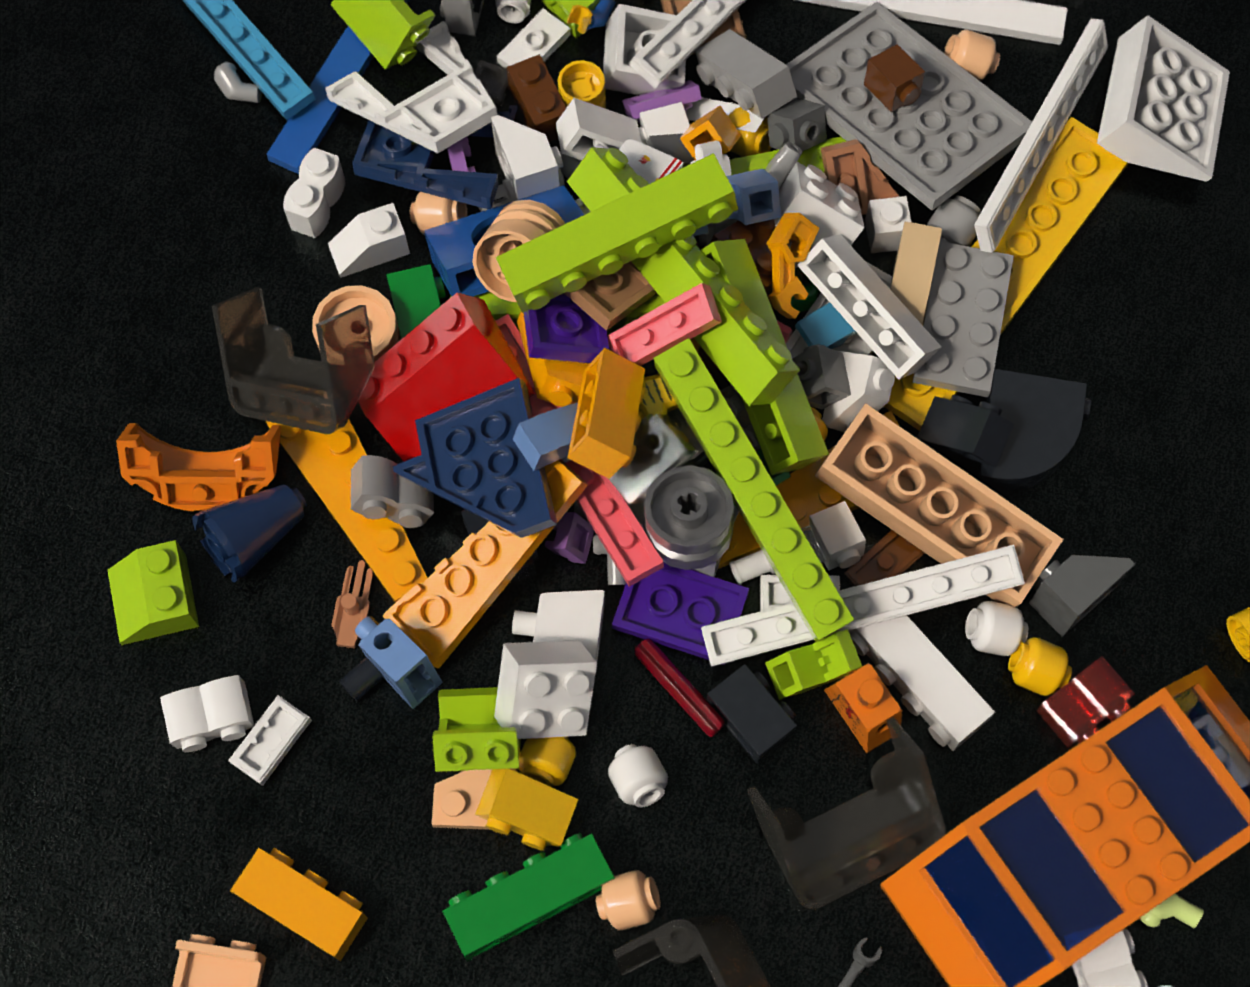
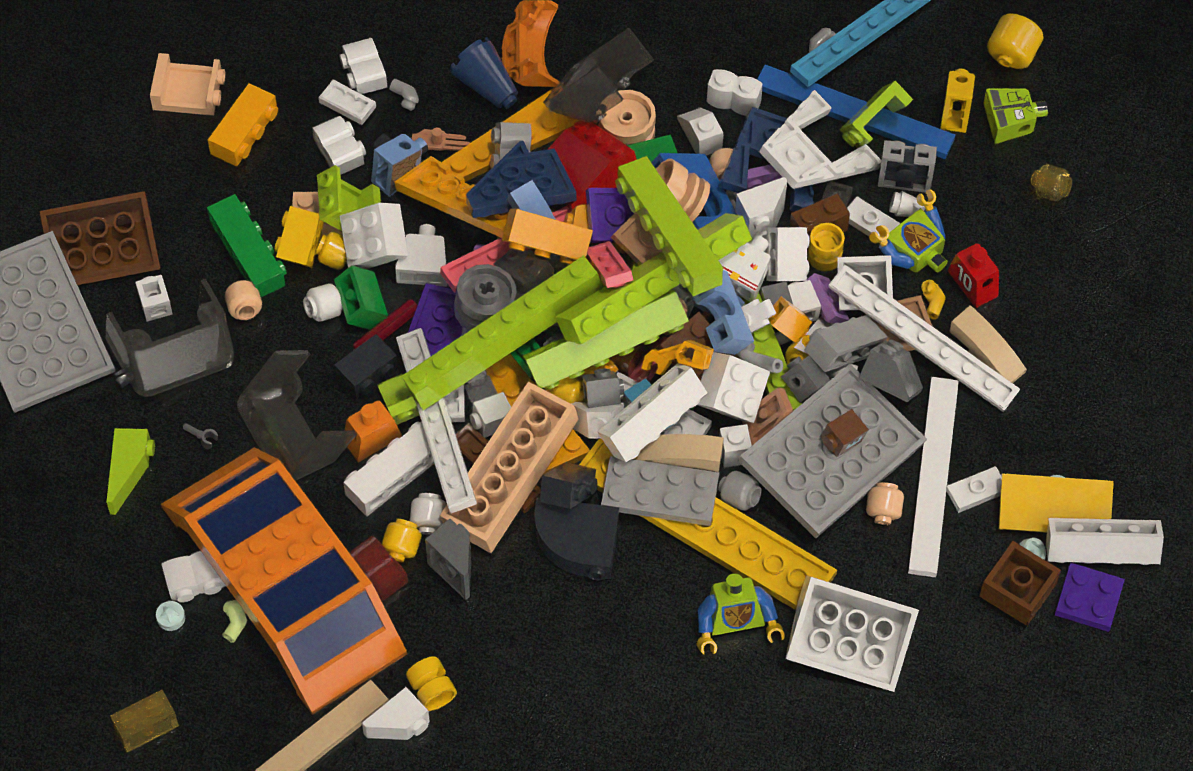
camera: 85 degrees right, 10 degrees down
(152, 593) = (443, 33): lime slope -> none
(260, 648) = (406, 91): none -> light grey arm
(353, 752) = (338, 144): none -> white brick
(638, 717) = (361, 297): none -> green brick
(788, 28) = (892, 370): none -> dark grey slope
(1041, 136) = (814, 541): white tile -> none
(1139, 239) = (735, 607): none -> torso

